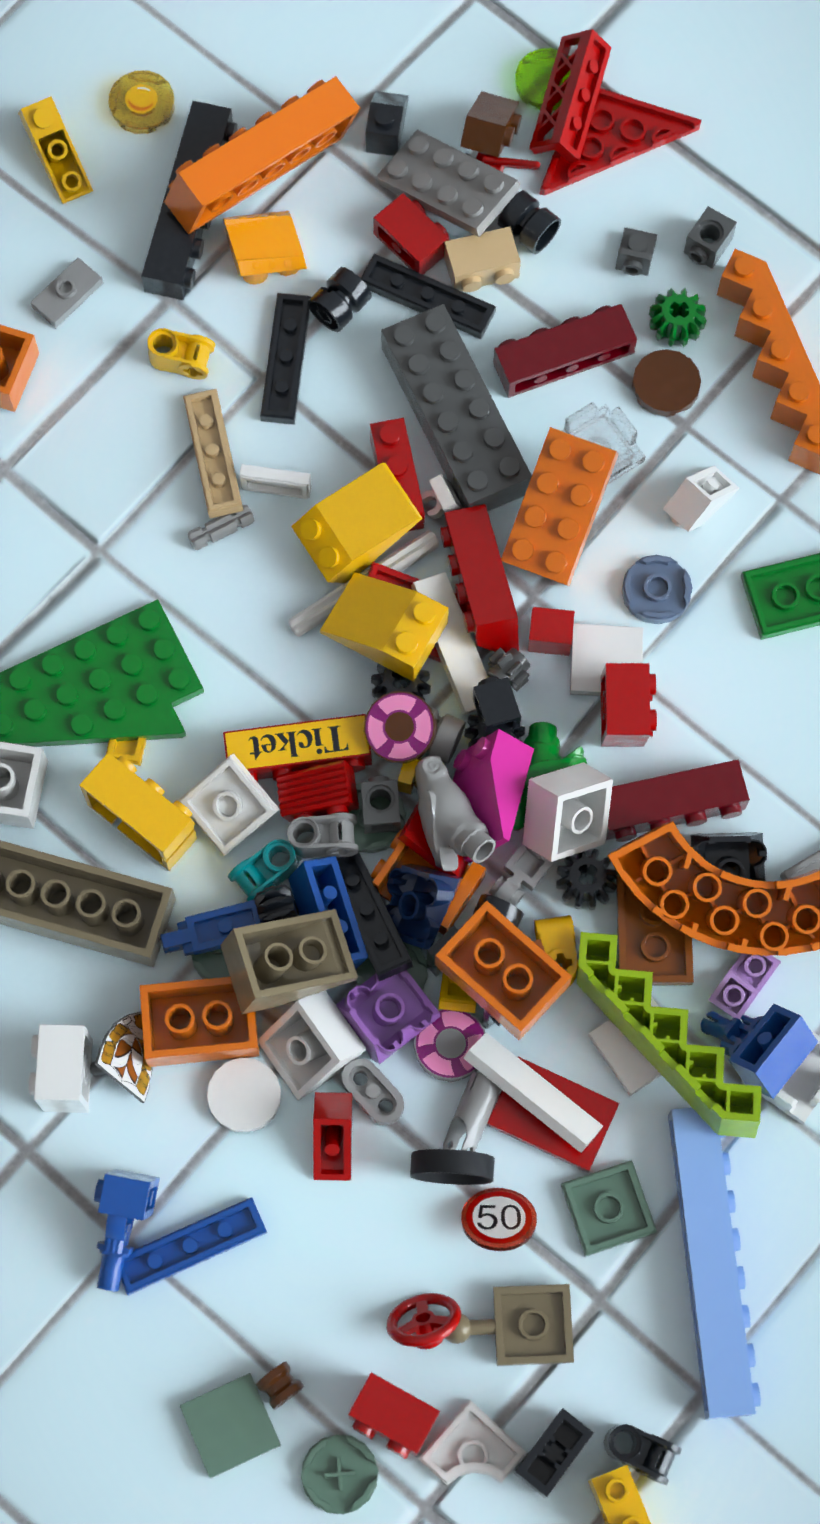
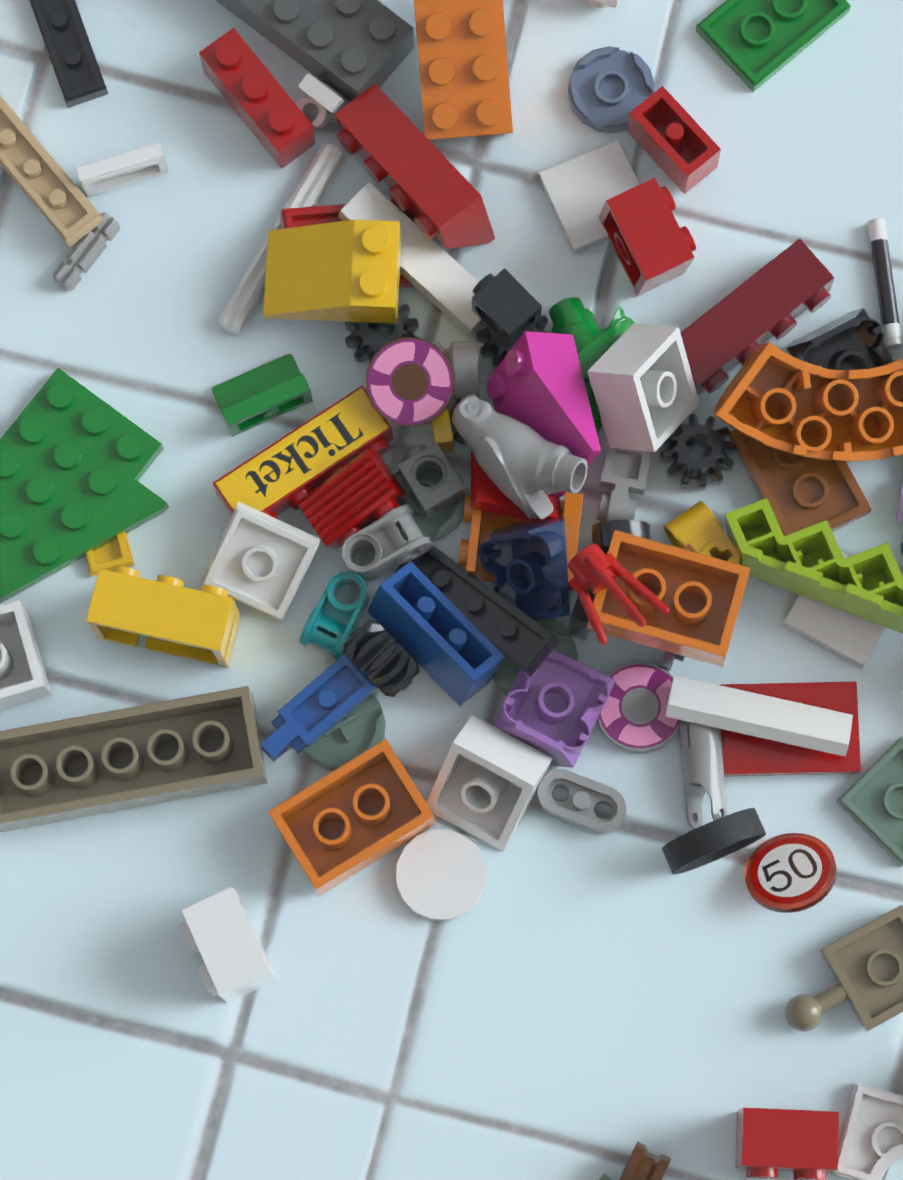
camera: 20 degrees left, 5 degrees up
(123, 1056) = (289, 896): shield -> none
(123, 1198) = (371, 1053): blue brick -> none
(192, 1245) = (466, 1069): blue tile -> none
(287, 960) = (420, 703): dark tan slope -> none
(293, 687) = (262, 394): none -> green panel
(332, 1136) = (563, 871): red slope -> none
(356, 524) = (243, 174): yellow slope -> none
(426, 1328) = (771, 1030): red piece -> none
(454, 998) = (620, 653): yellow tile -> none
(456, 924) = (598, 571): none -> red plant
(510, 665) = (493, 255): dark grey gear -> none
(551, 631) = (520, 192): red panel -> none
(682, 645) = (673, 139): none -> red brick
(787, 823) = (885, 283): none -> black bar

